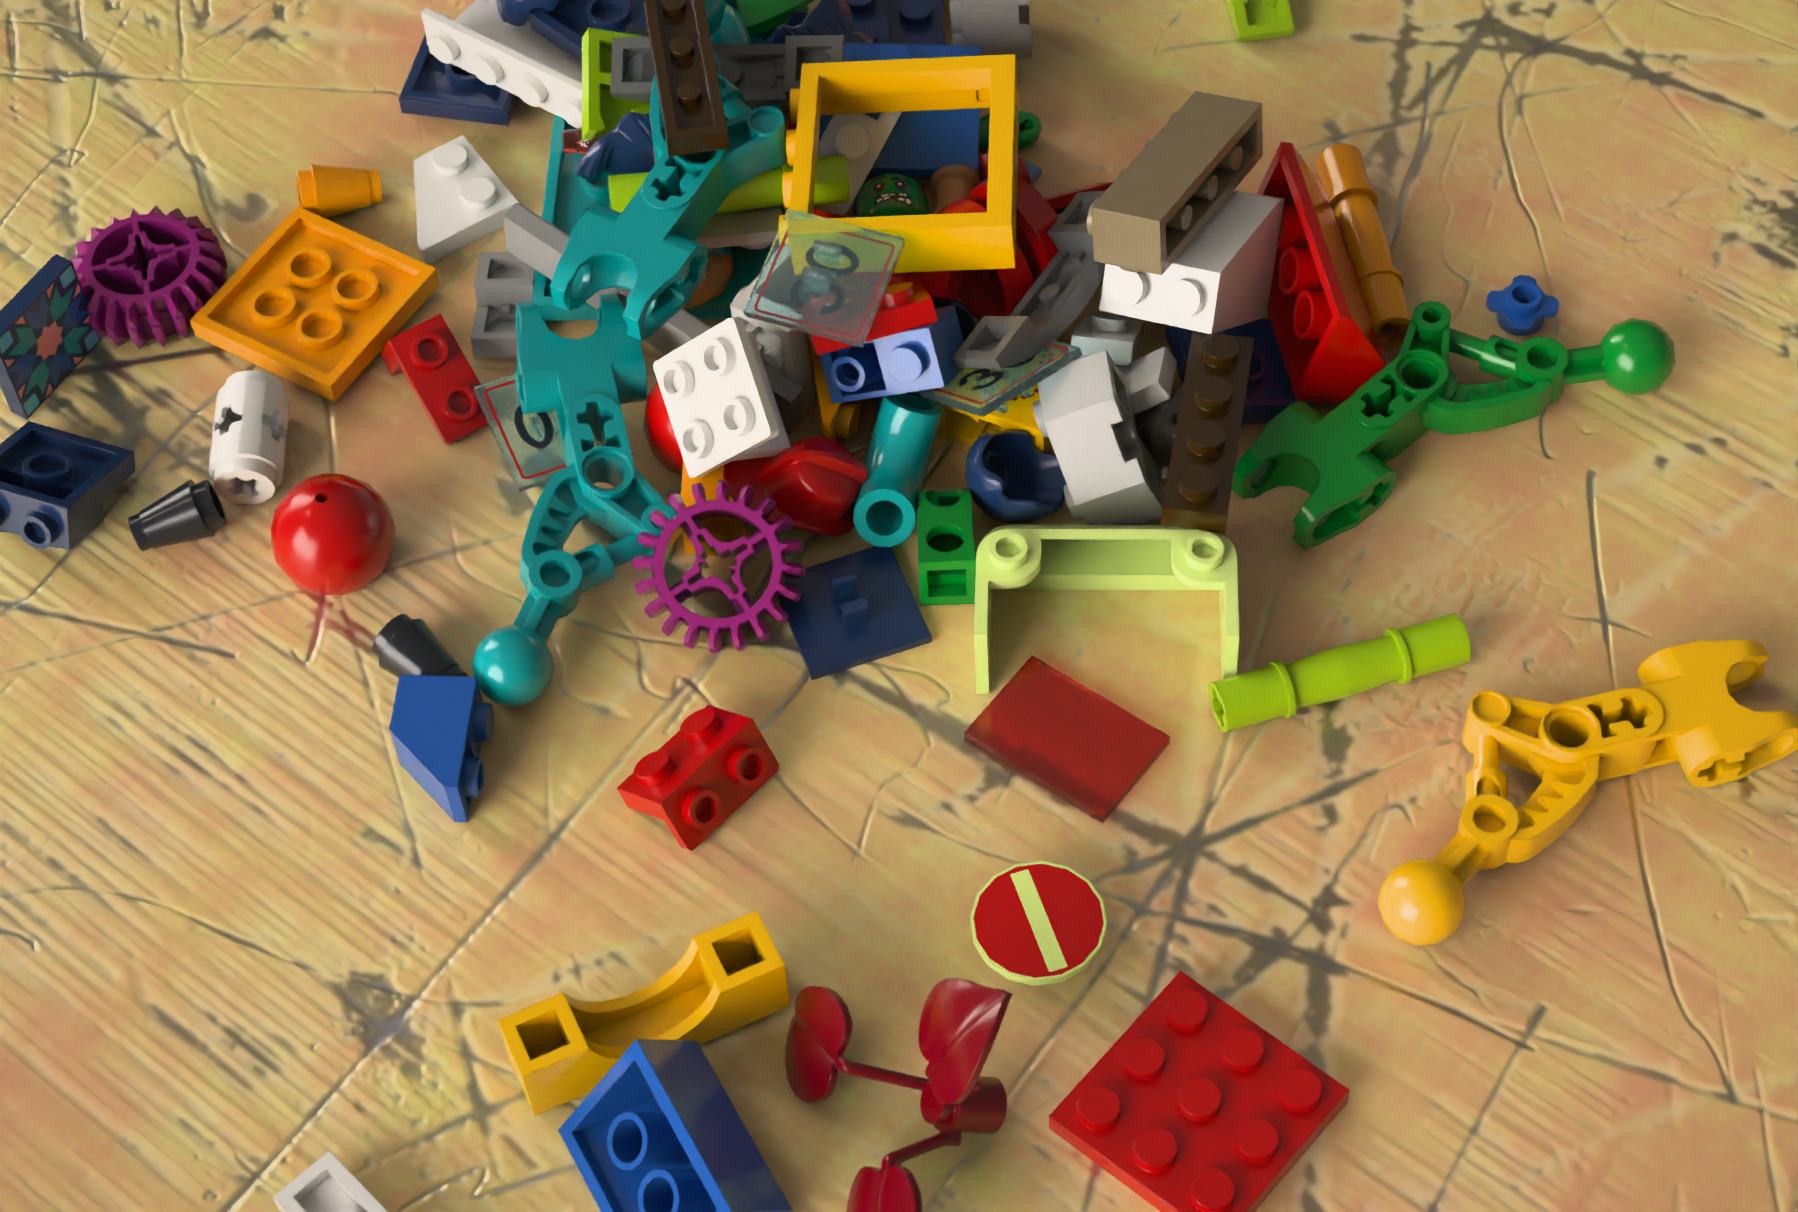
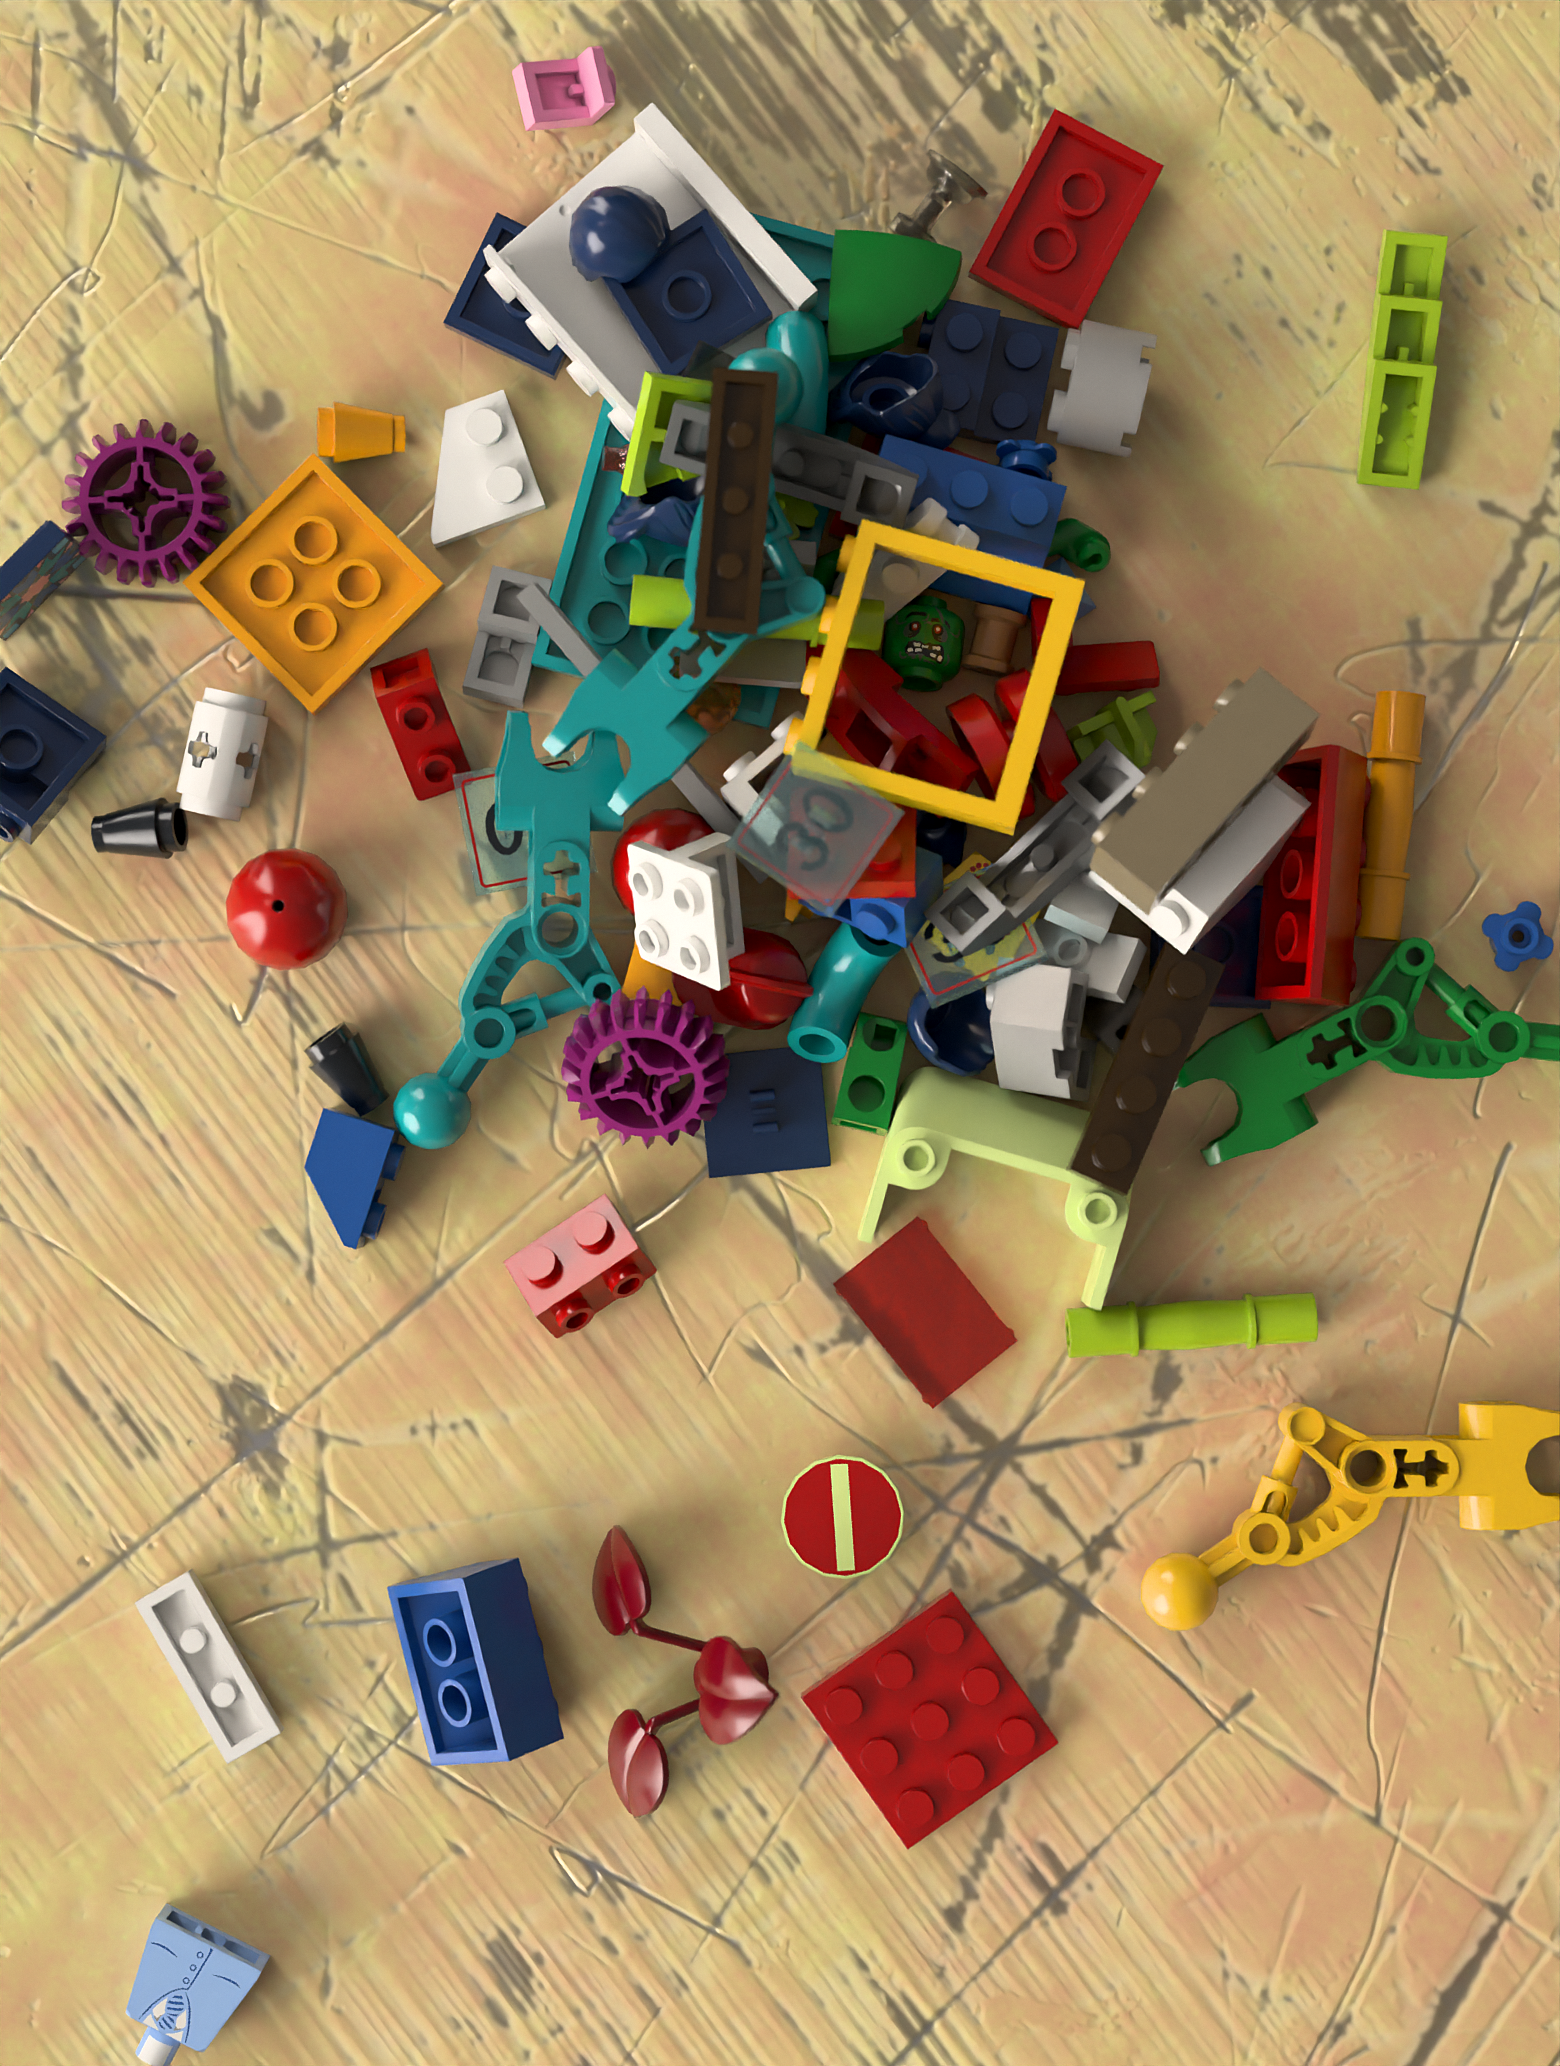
camera: 15 degrees right, 35 degrees up
(716, 987) = (479, 1519): yellow arch -> none

